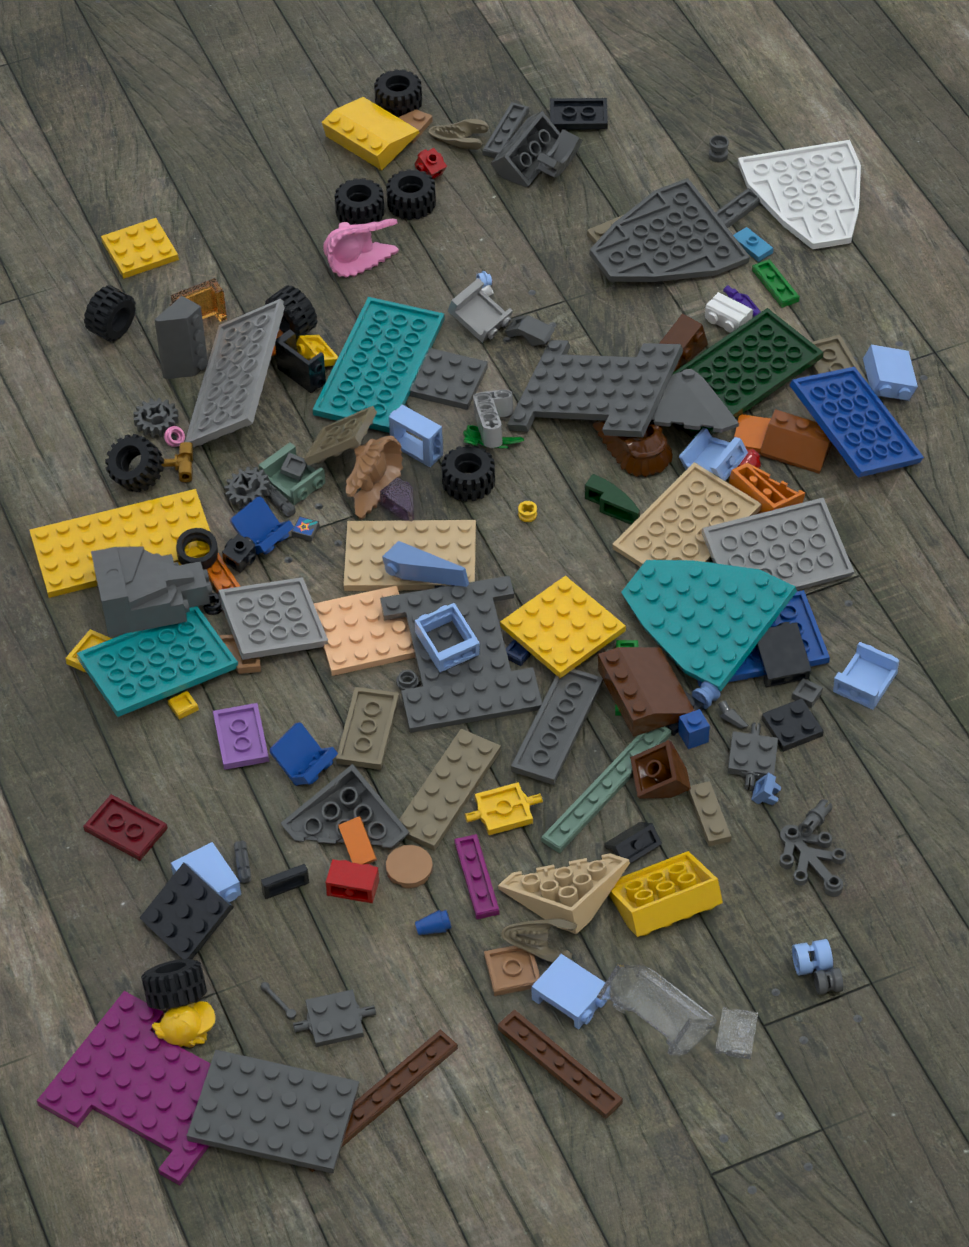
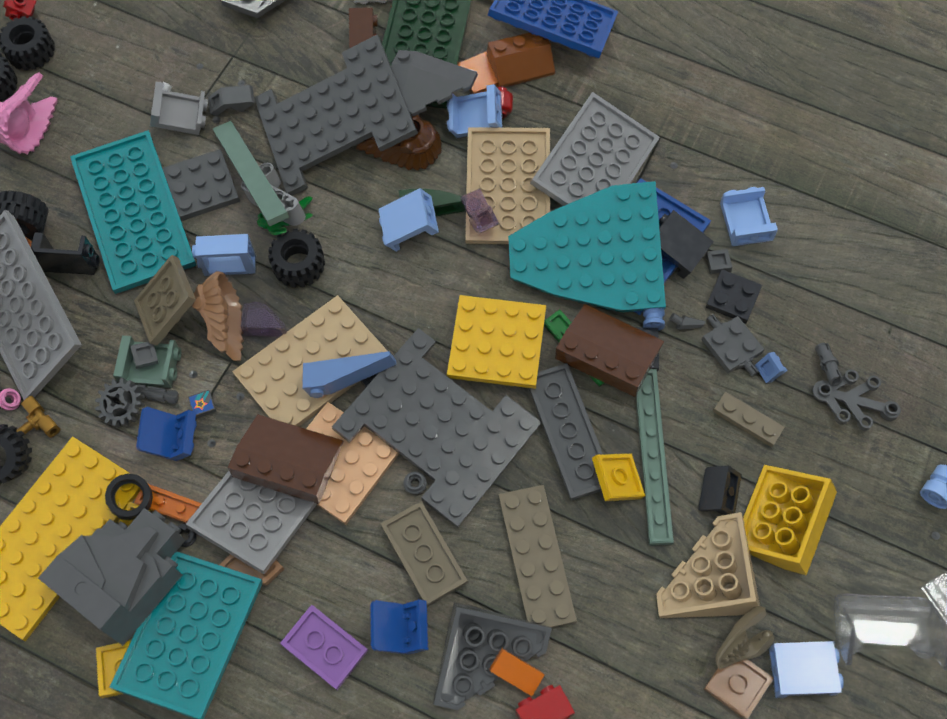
camera: 40 degrees left, 15 degrees up
(183, 705) = (244, 655): yellow tile -> none
(239, 552) = (168, 478): black brick -> none
(311, 345) = (66, 234): yellow bracket -> none
(327, 597) = (285, 458): none -> reddish brown slope
(409, 866) = (573, 656): medium nougat tile -> none
(434, 923) = (644, 695): blue cone -> none
(456, 654) = (451, 415): light blue window -> none
(476, 877) = (633, 620): magenta tile -> none
(485, 278) = (151, 79): light blue plate -> none
(488, 388) = (251, 174): none -> sand green tile
(503, 808) = (598, 541): yellow plate -> none
(517, 653) = (477, 389): dark blue tile -> none
(527, 516) = (375, 261): yellow bush -> none
(561, 776) = (618, 477): none -> yellow tile
(579, 494) = (407, 218): none -> light blue panel
(638, 526) = (479, 212): none -> brick
(659, 772) = (686, 414): reddish brown slope -> none
(693, 729) = (674, 355): blue brick -> none
(763, 489) = (540, 115): orange wedge -> none

